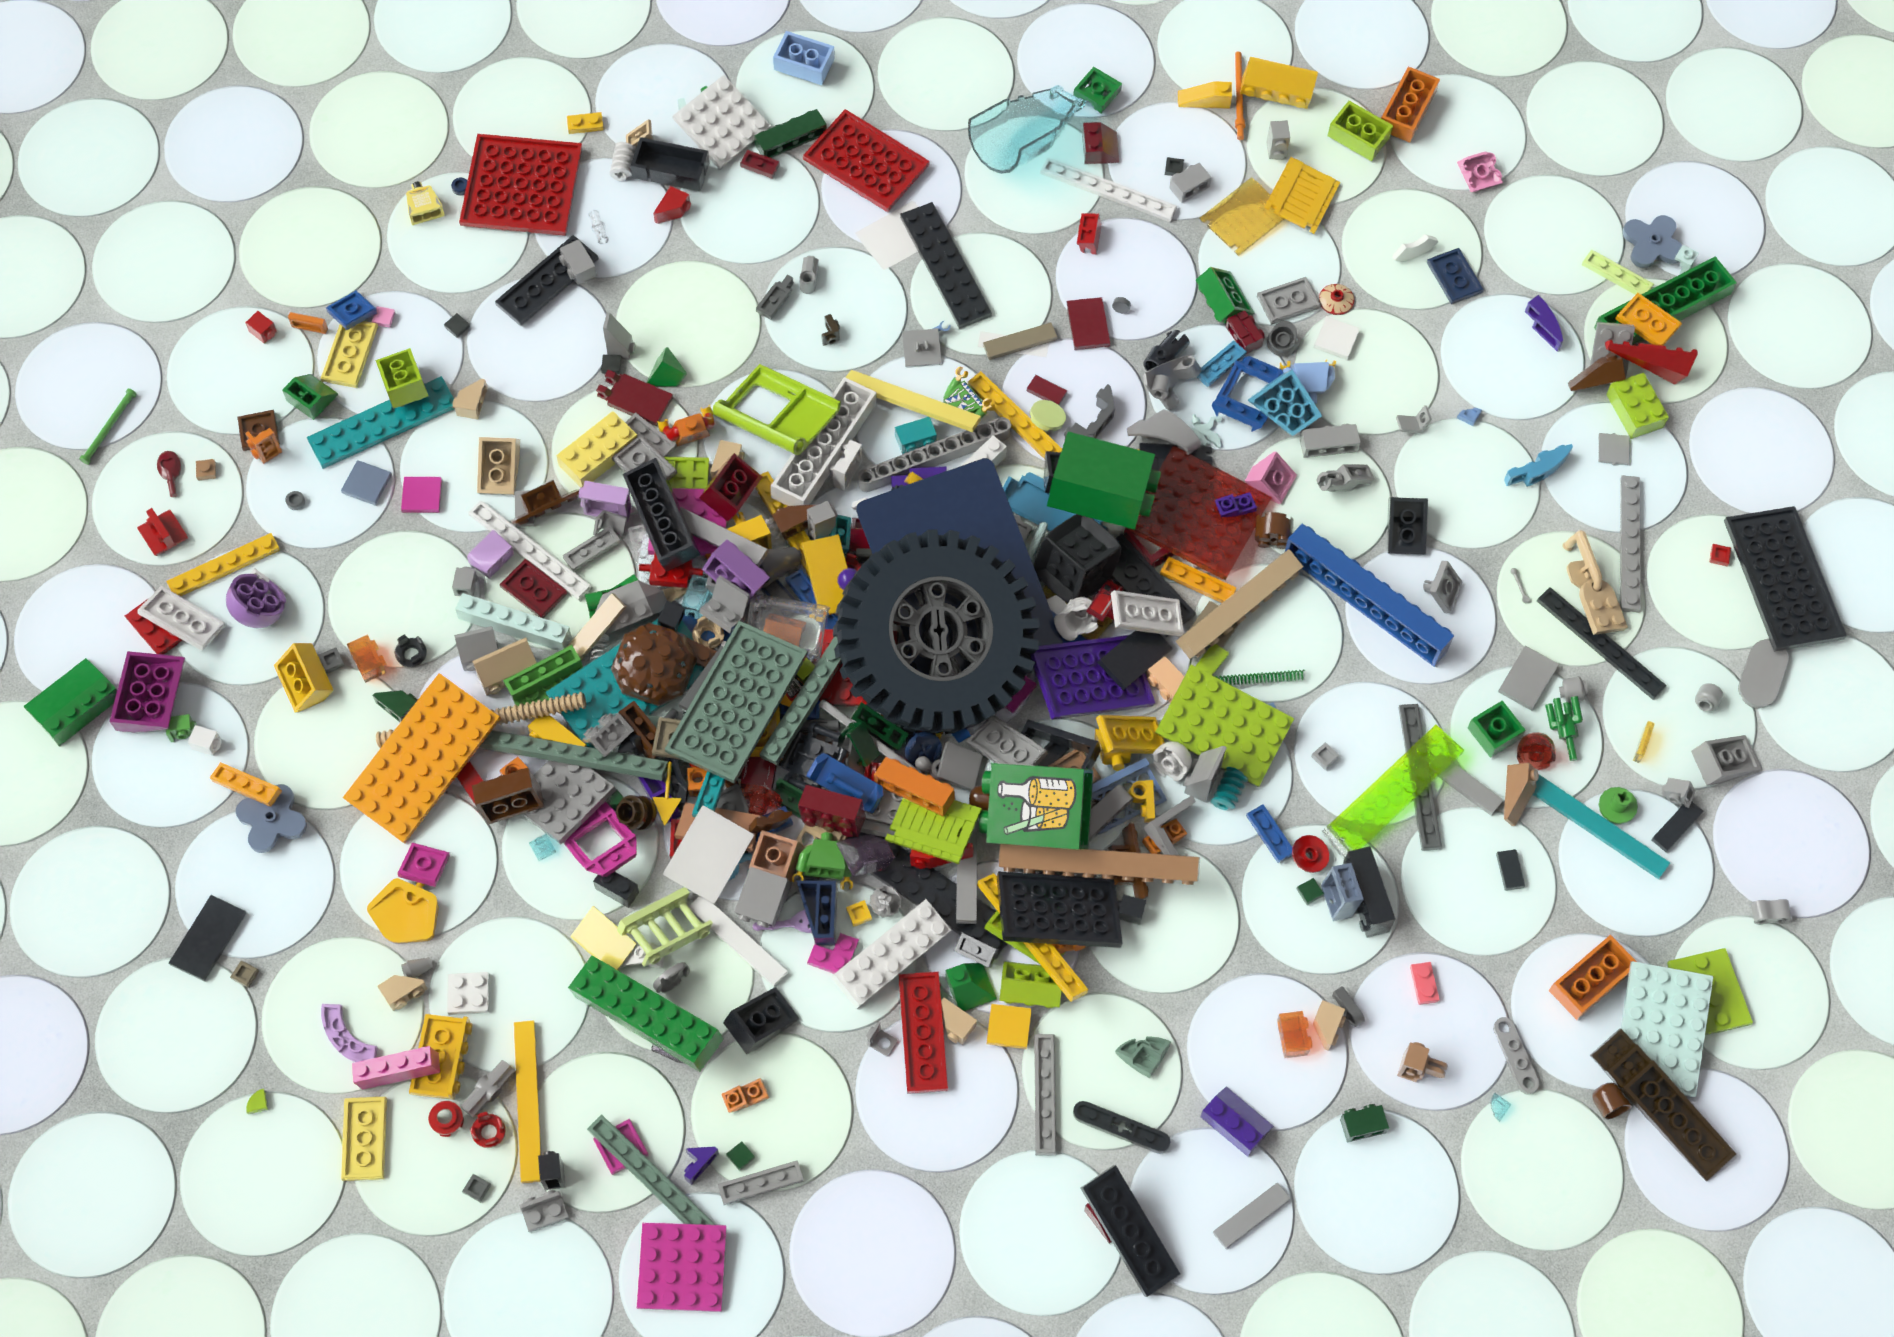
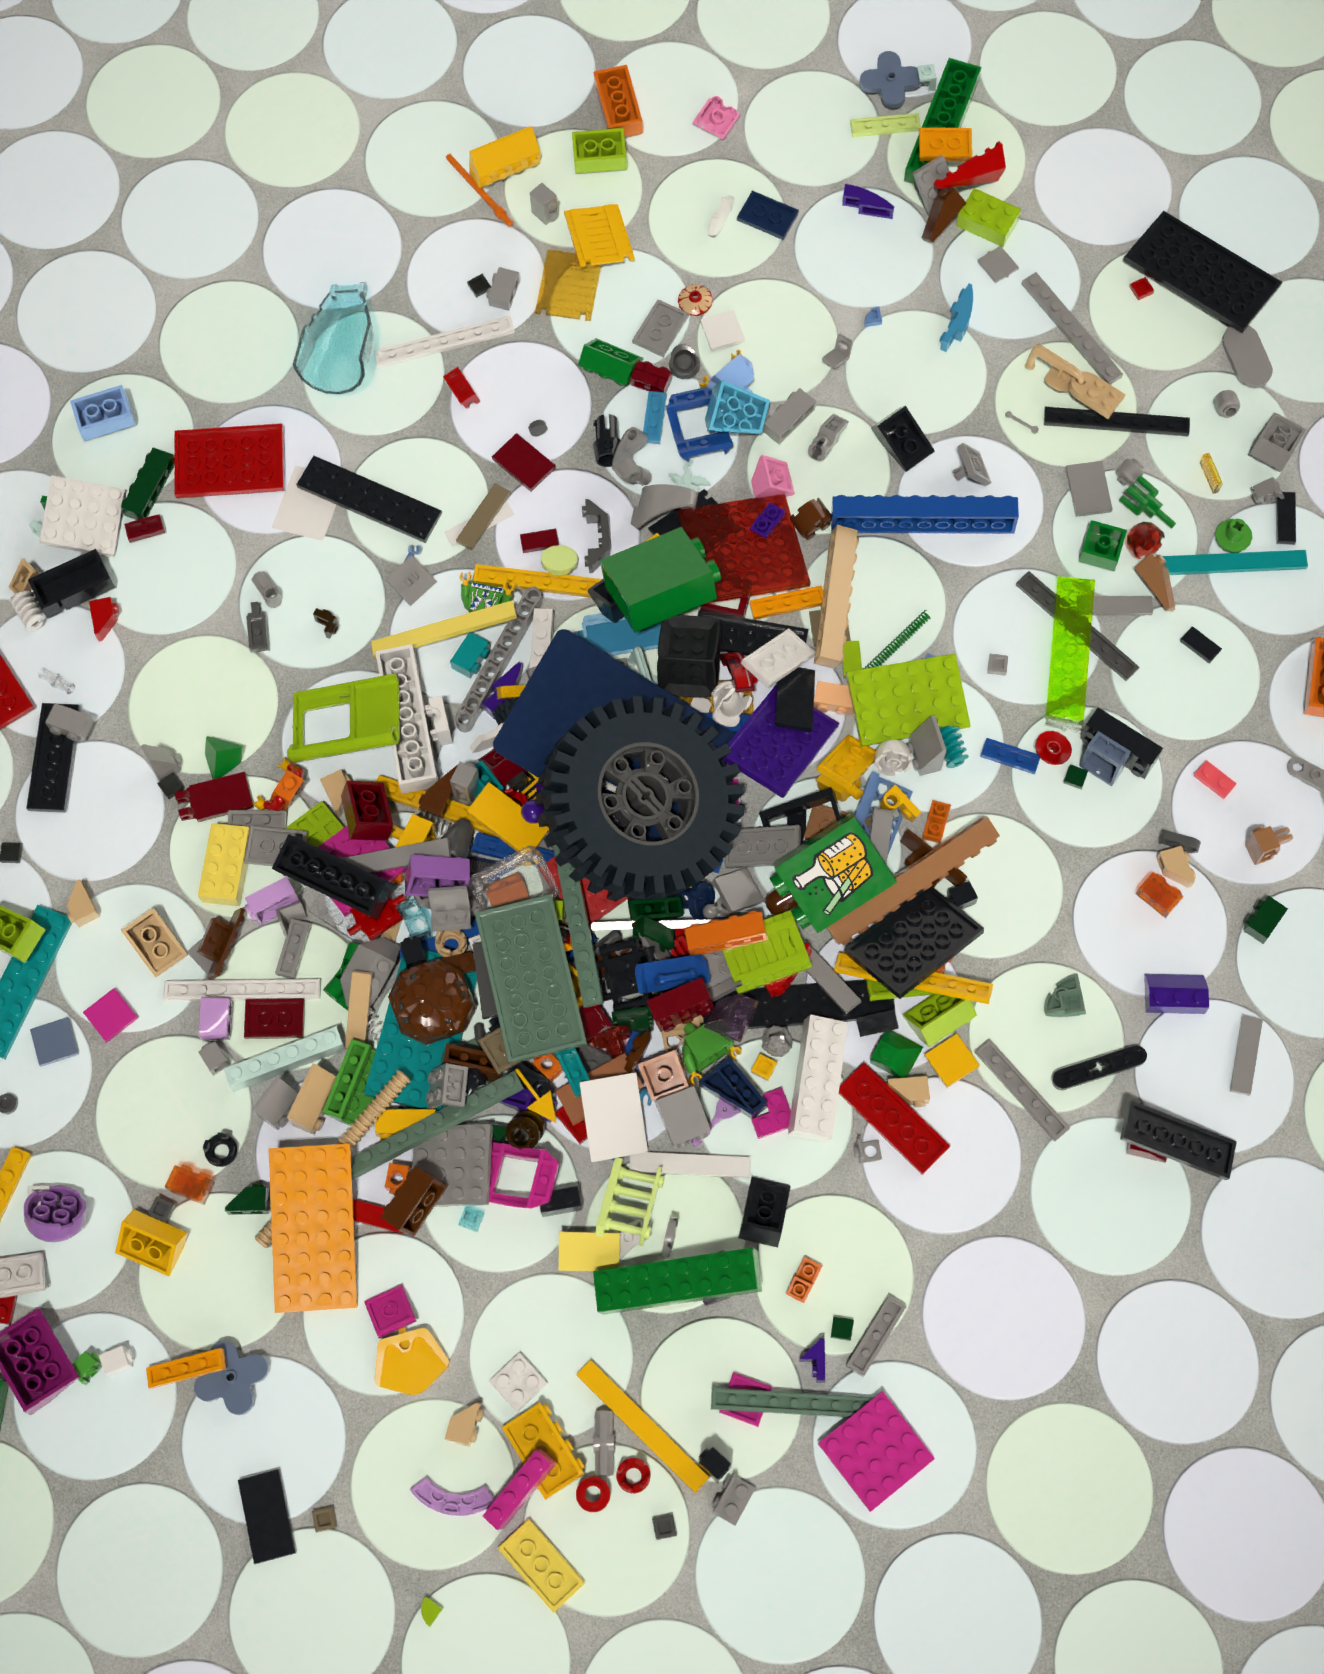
camera: 35 degrees left, 5 degrees up
(416, 967) = (458, 1399): light grey cone -> none
(1098, 83) = (364, 272): green brick -> none
(1099, 144) = (404, 310): slope -> none
(1158, 834) = (925, 819): light grey hinge -> none
(1208, 95) = (455, 208): yellow slope -> none

